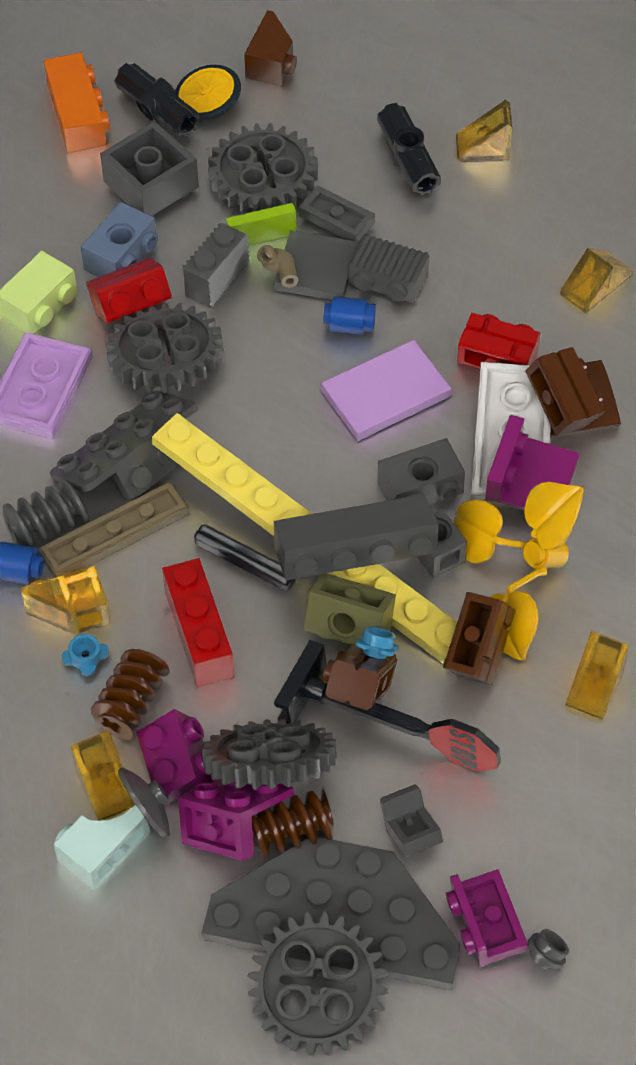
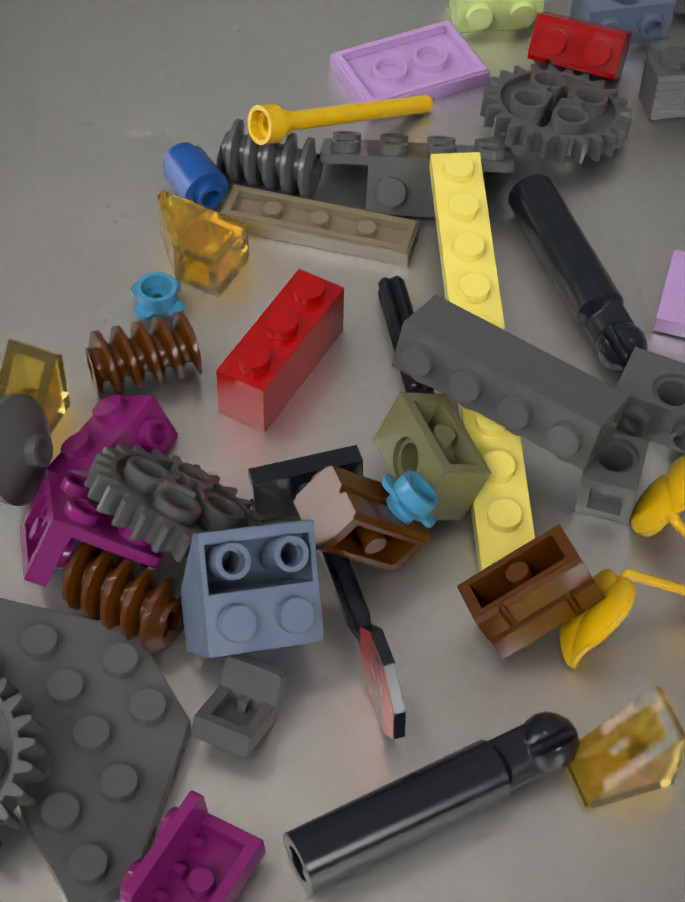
camera: 45 degrees right, 5 degrees down
(43, 491) = (272, 123): none -> yellow piece
(289, 440) = (576, 270): none -> black piece
(365, 762) = (251, 589): none -> sand blue slope
(541, 783) = (428, 800): none -> black piece

